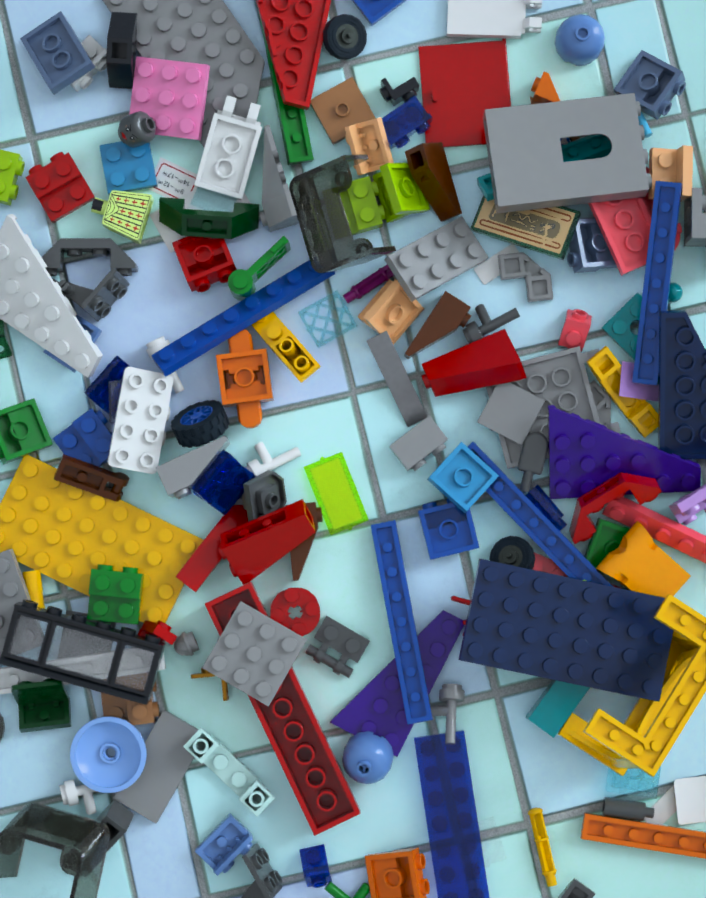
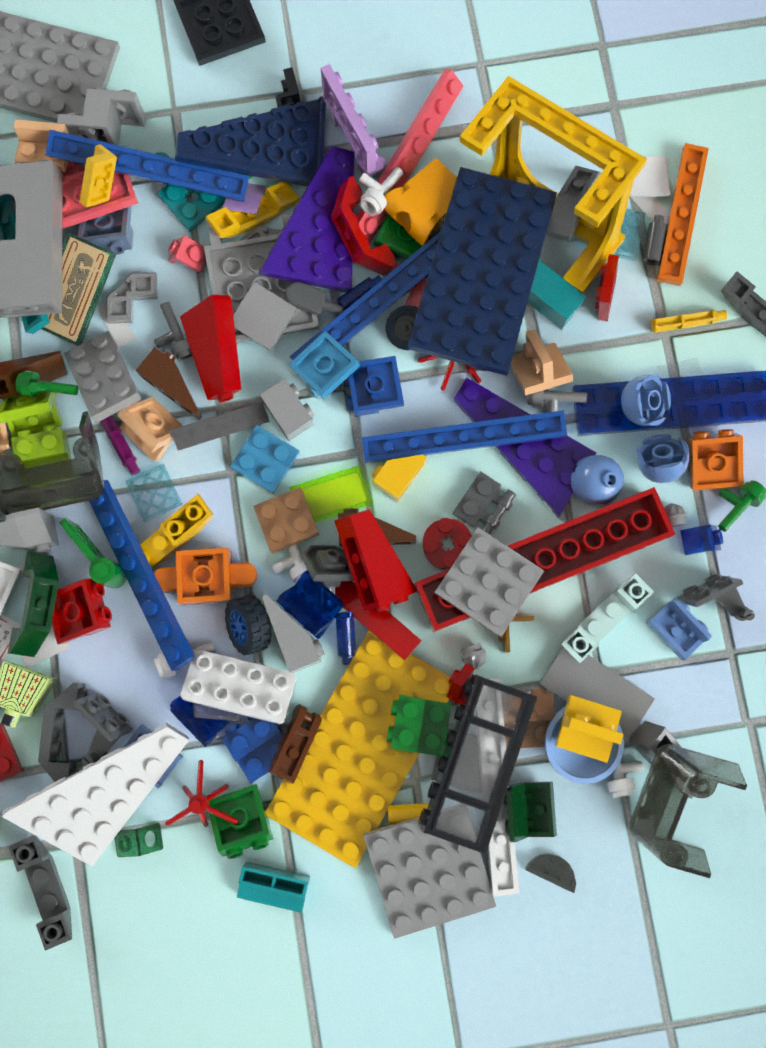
camera: 90 degrees left, 5 degrees down
(31, 393) = (200, 802): none -> red plant
(121, 757) = (589, 728): none -> yellow bracket
(196, 518) = (345, 636): none -> clear blue cylinder
(306, 451) = (286, 520): none -> medium nougat plate
(337, 837) = (675, 514): none -> light grey plate
(359, 558) = (397, 475): none -> yellow slope
(368, 425) = (265, 459): none -> dark azure plate
(393, 822) = (663, 458): none -> medium blue cylinder
(419, 191) = (30, 385): none -> green piece
(447, 802) = (646, 400): none -> medium blue cylinder
(480, 695) = (539, 365): none -> light nougat bracket
(557, 758) = (606, 287): none -> red plate
(634, 237) = (98, 177): none -> yellow bracket
(636, 514) = (374, 199): none -> white piece
(641, 712) = (563, 220): none -> dark grey slope

